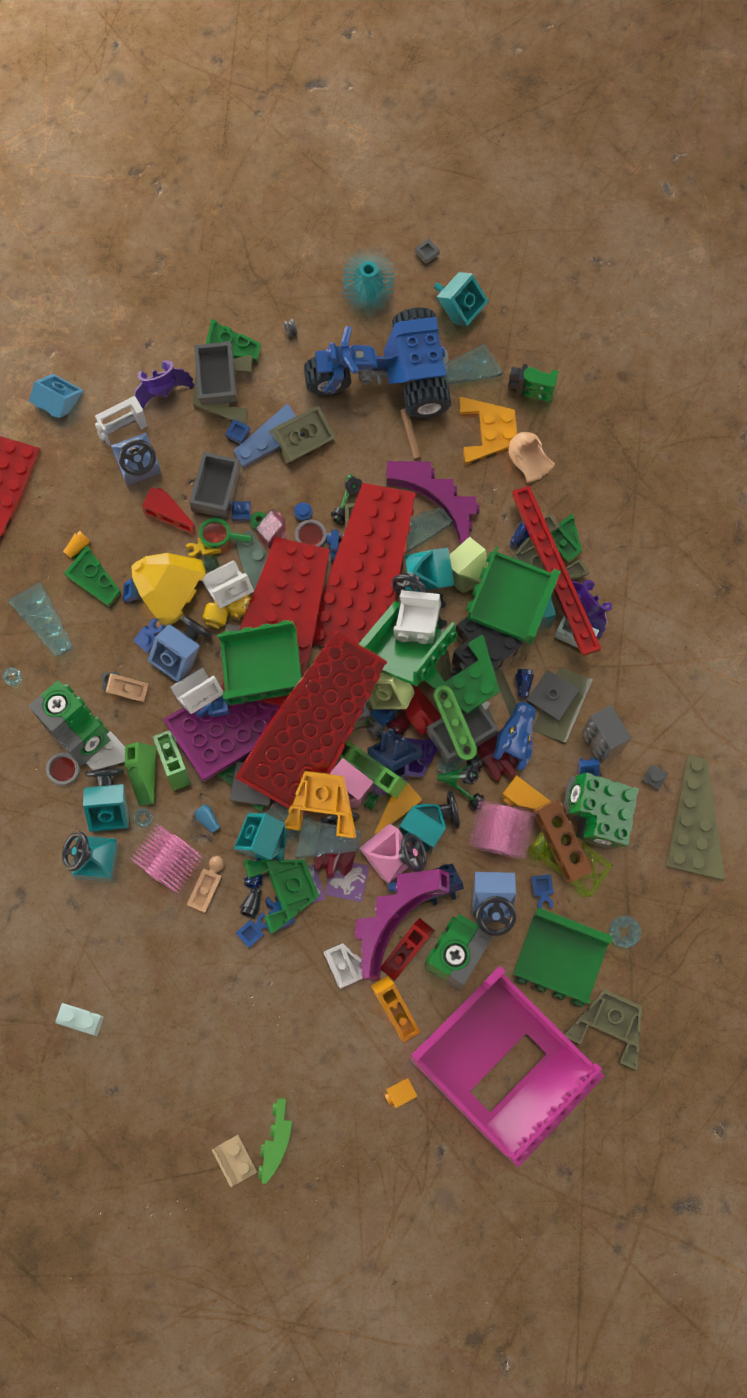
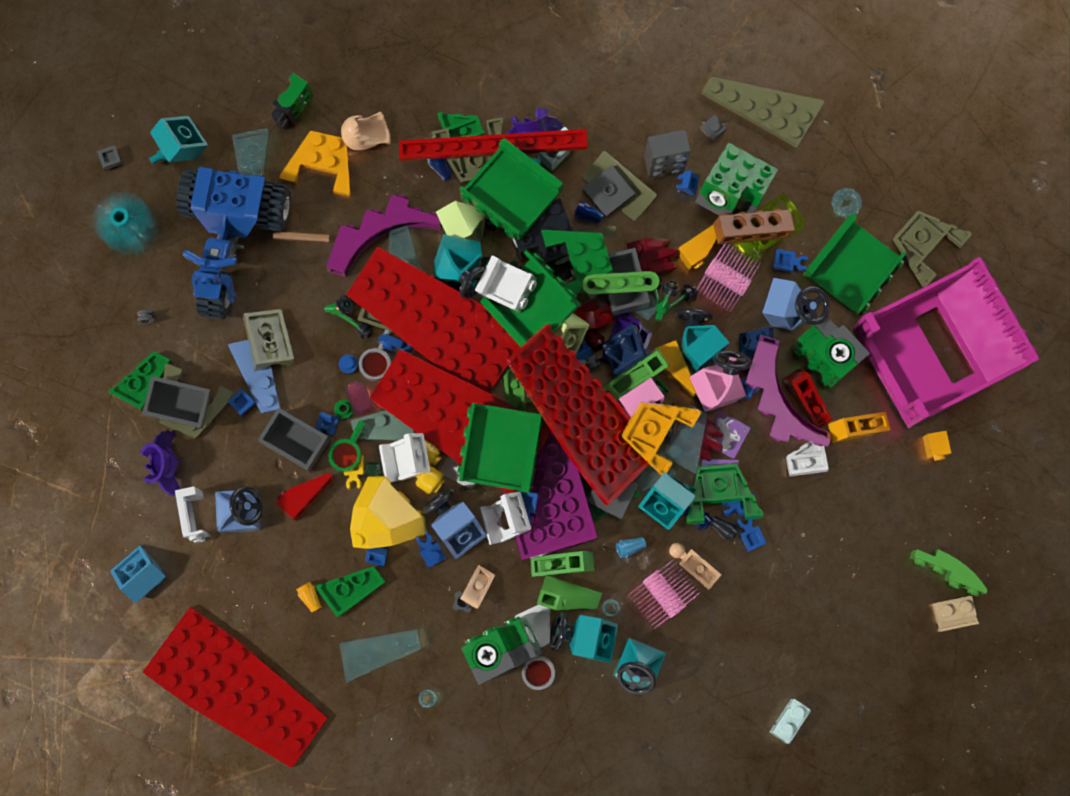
camera: 70 degrees left, 5 degrees up
(516, 735) = (640, 235): blue animal -> none

